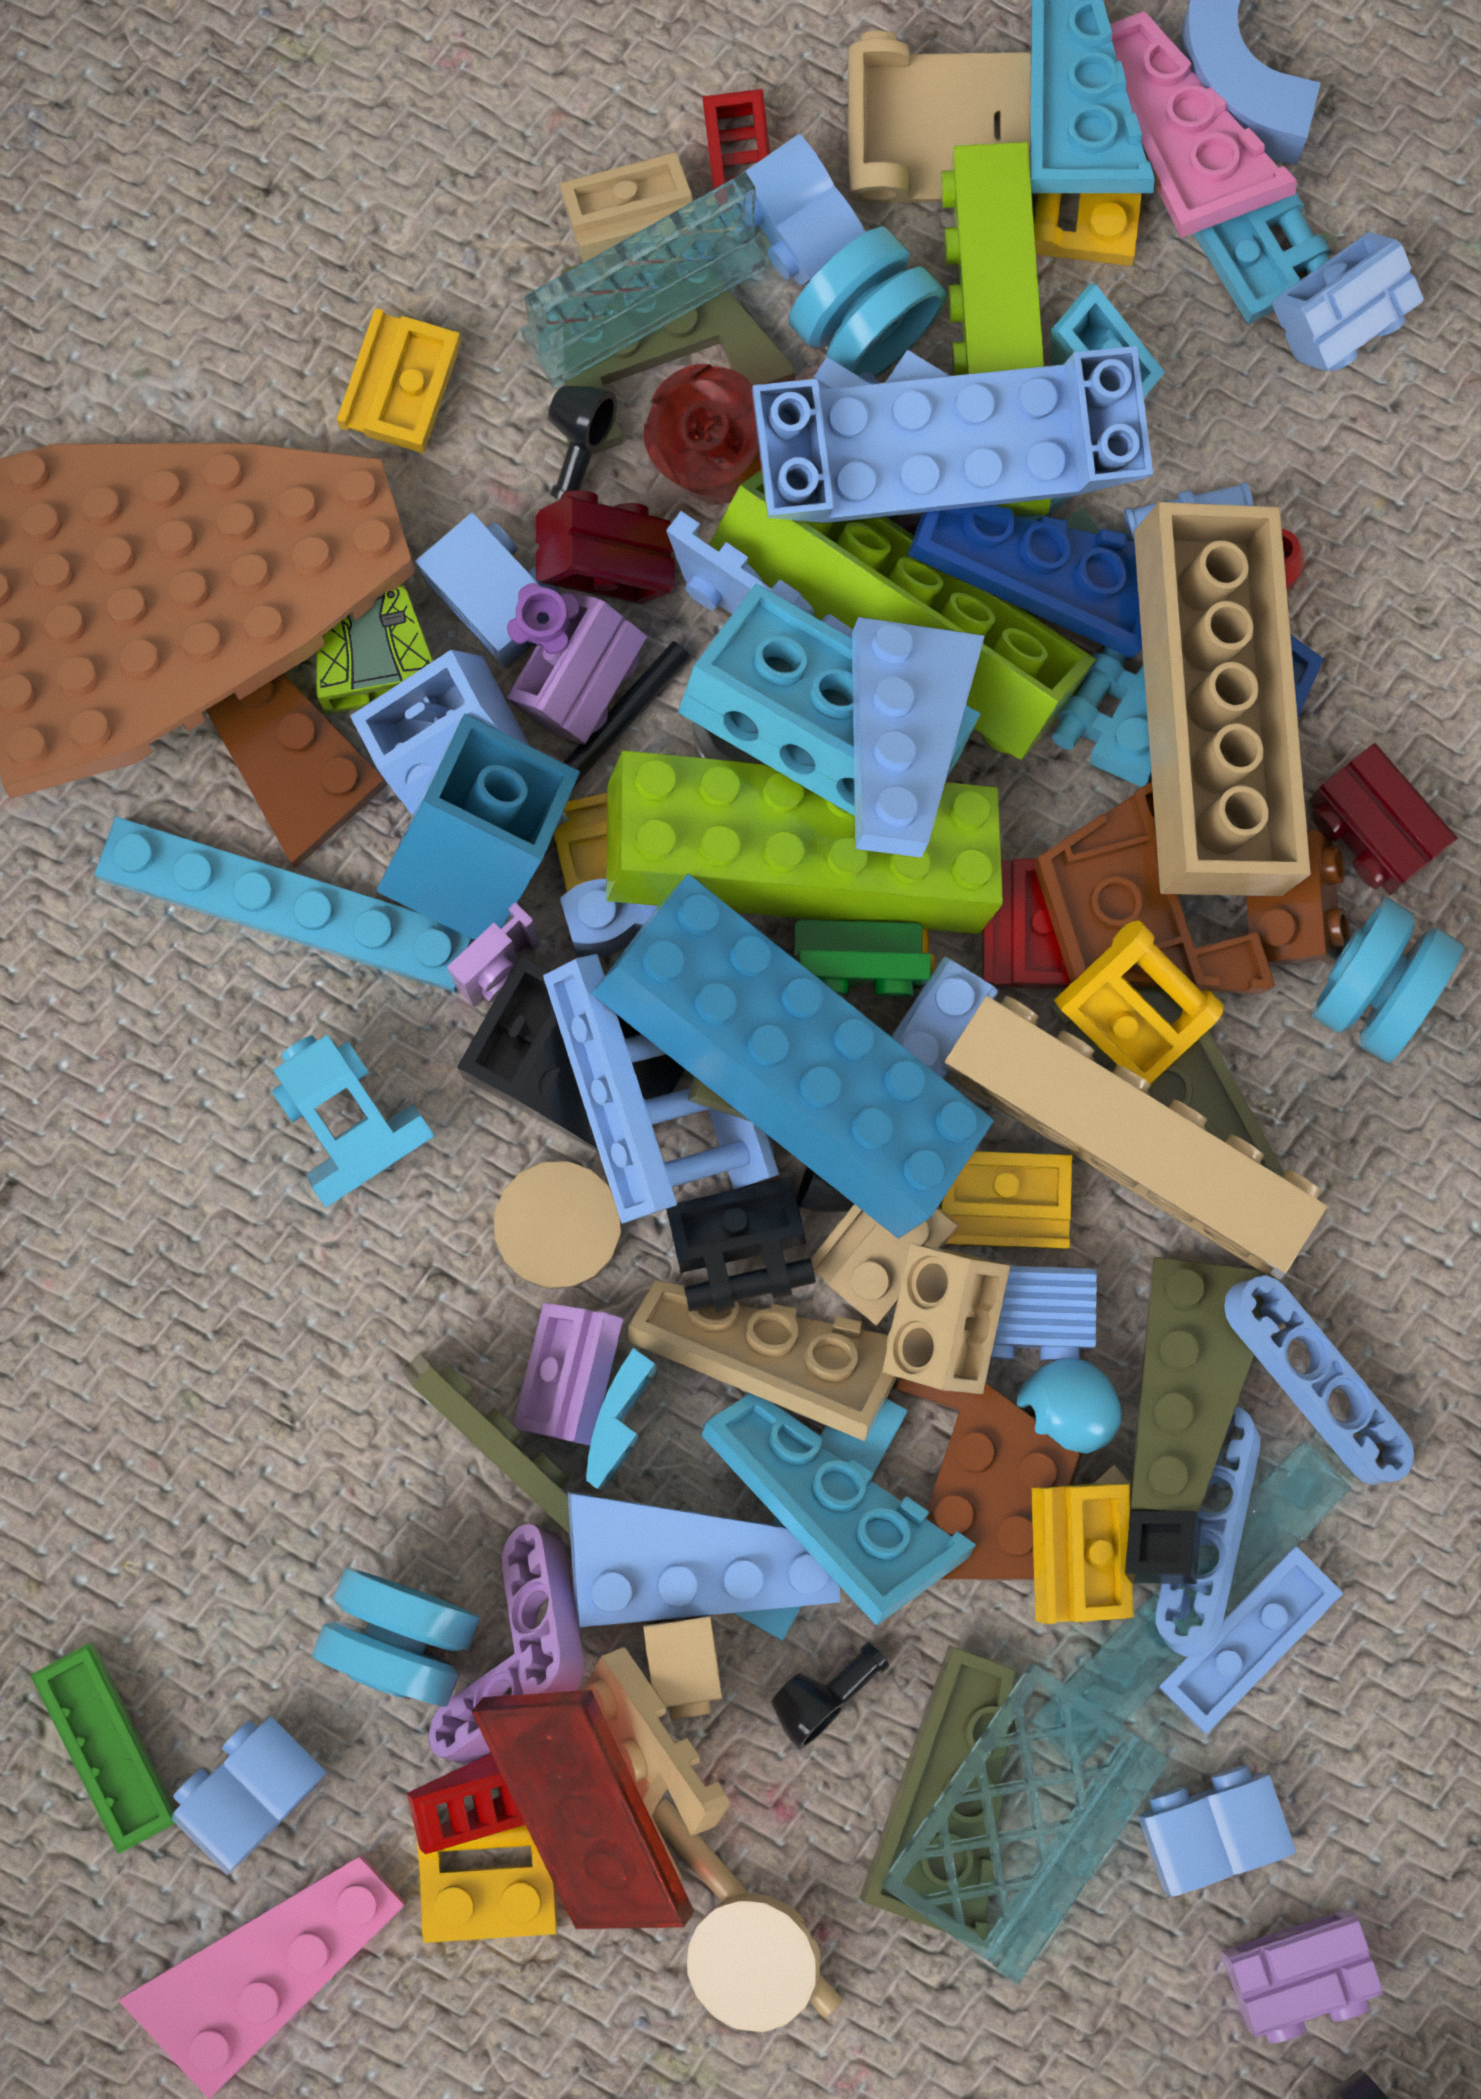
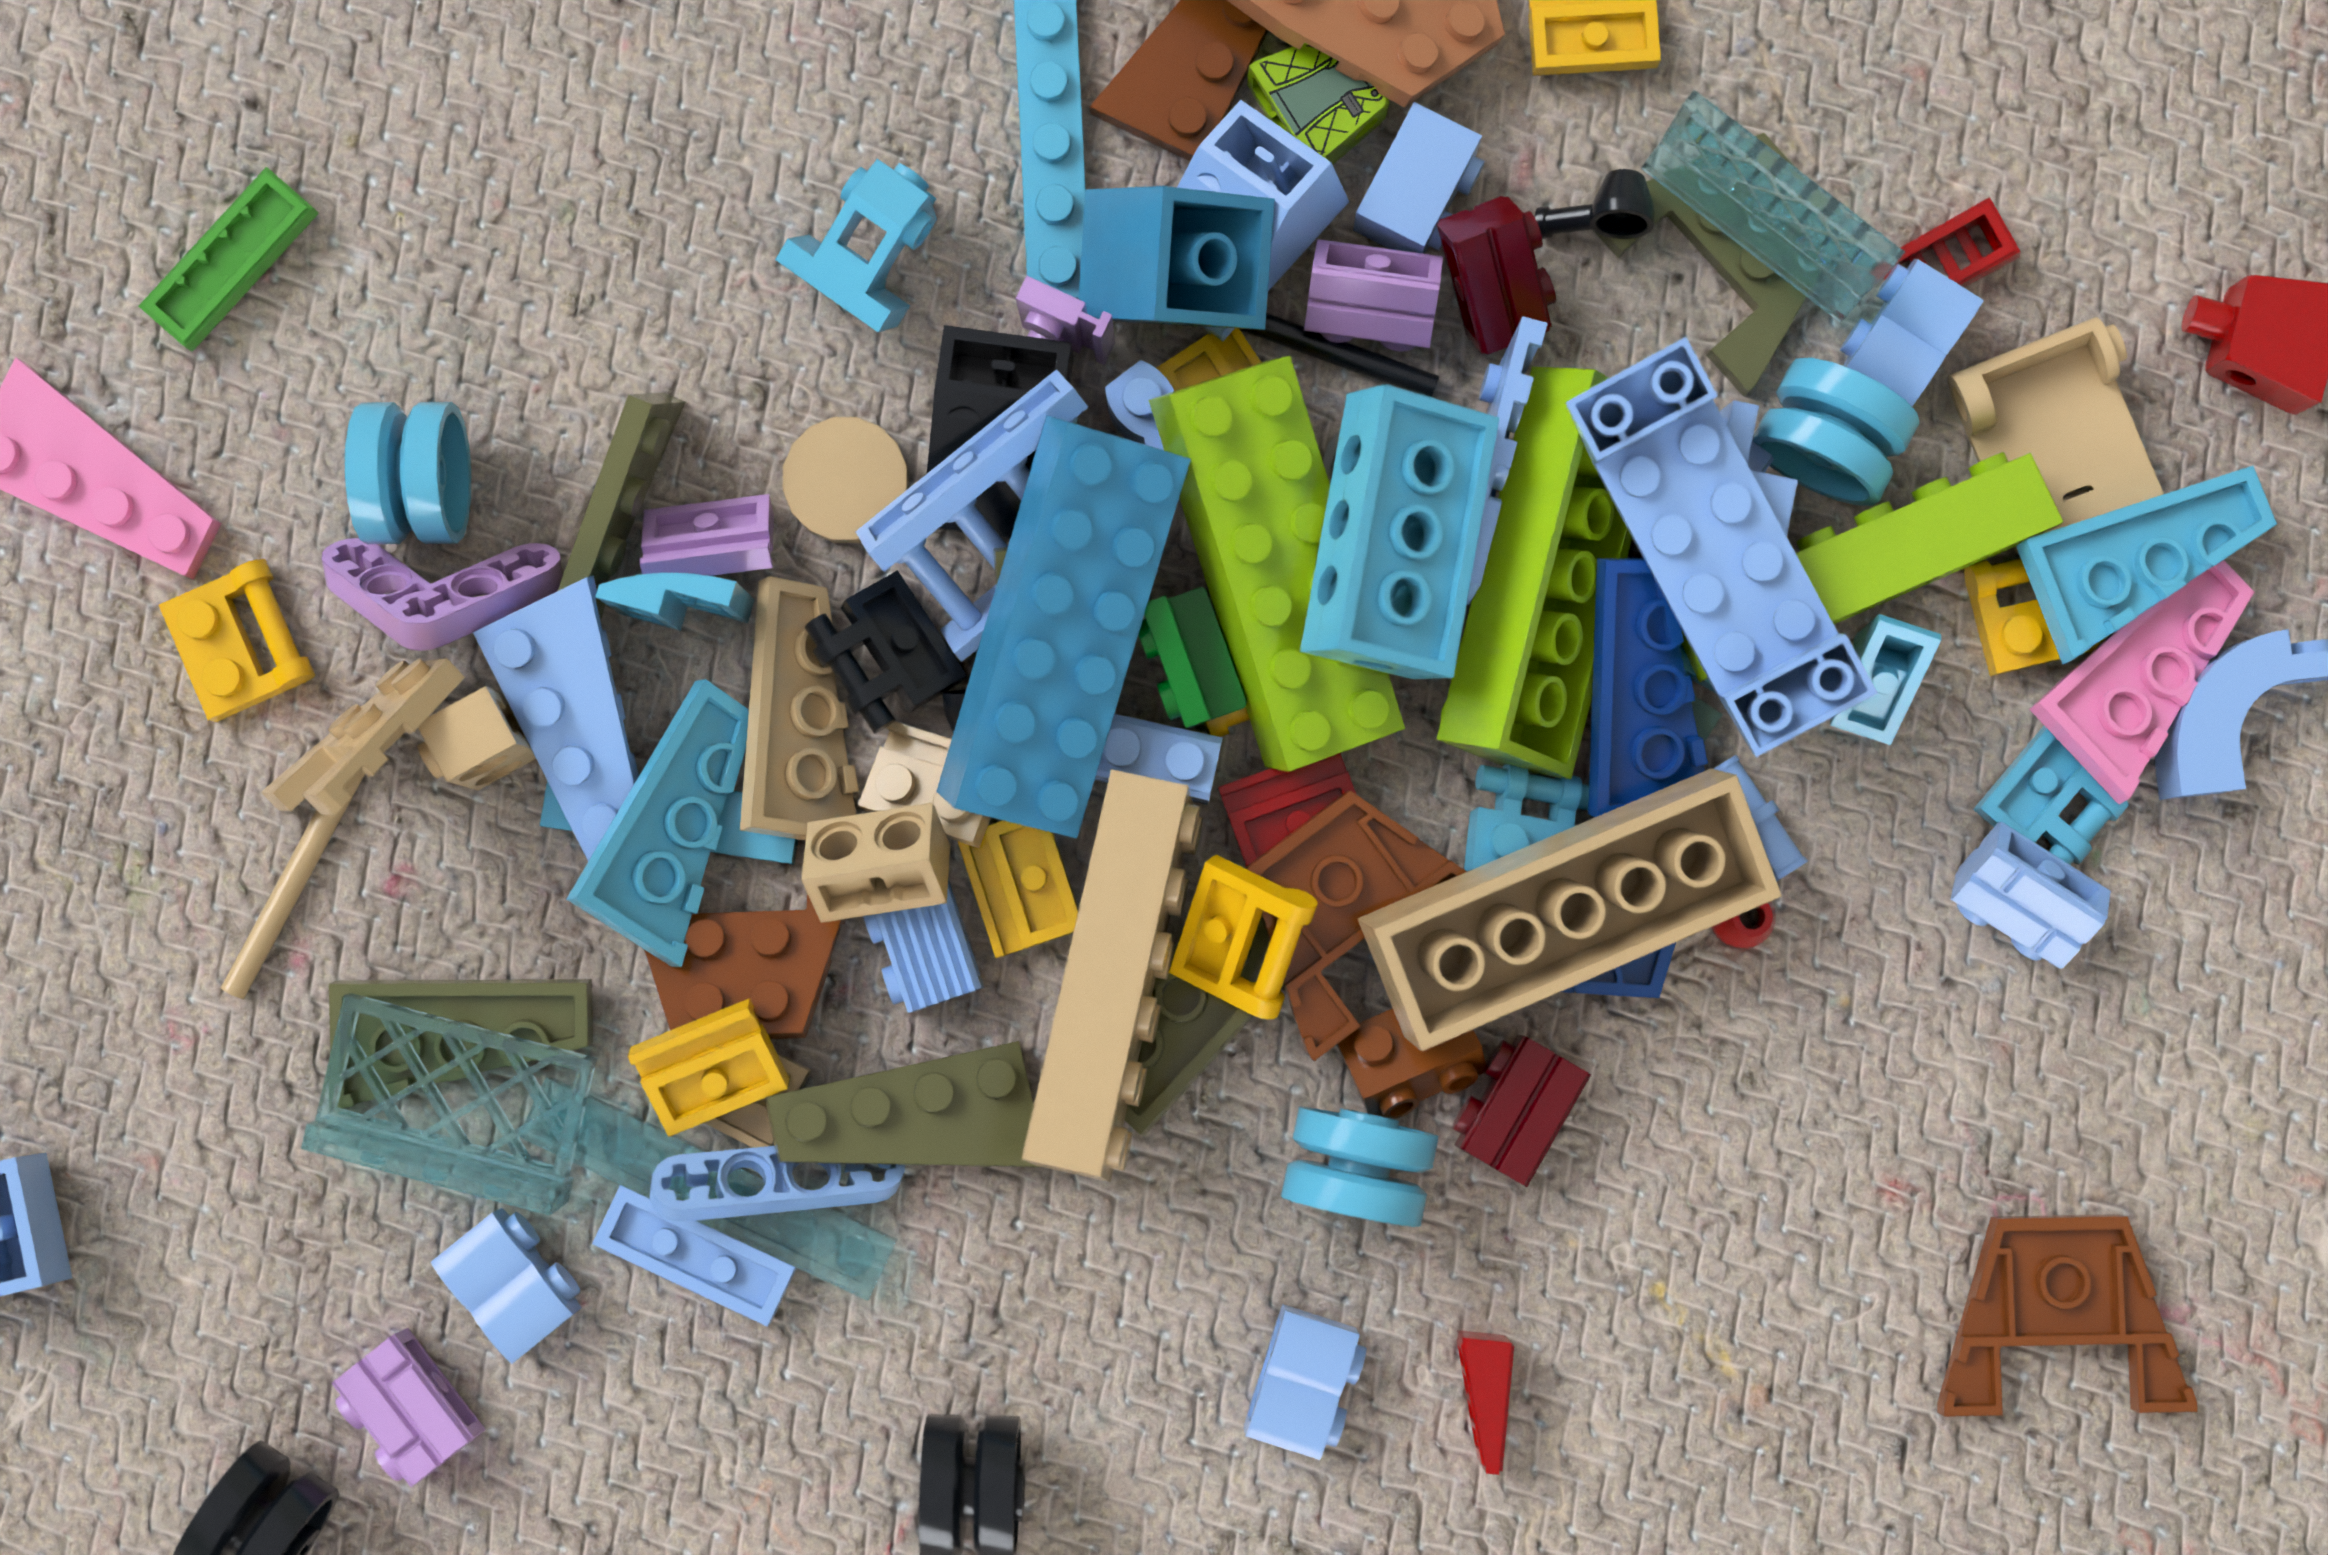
camera: 70 degrees right, 5 degrees up
(247, 1794) = (228, 397): light blue brick -> none
(486, 1817) = (327, 612): red slope -> none
(538, 600) = (1408, 222): medium lavender plate -> none
(583, 1810) = (309, 696): clear red tile -> none
(623, 201) = (1853, 165): tan plate -> none
(680, 438) = (1645, 302): clear red brick -> none
(753, 1962) = (243, 905): tan tile -> none
(810, 1707) = (489, 872): black bar -> none
(905, 727) = (1411, 605): light blue wing -> none
(1073, 1404) = (846, 1012): medium azure hair -> none
(1163, 1547) = (738, 1139): black plate -> none
(1312, 1389) = (948, 1232): light blue beam -> none

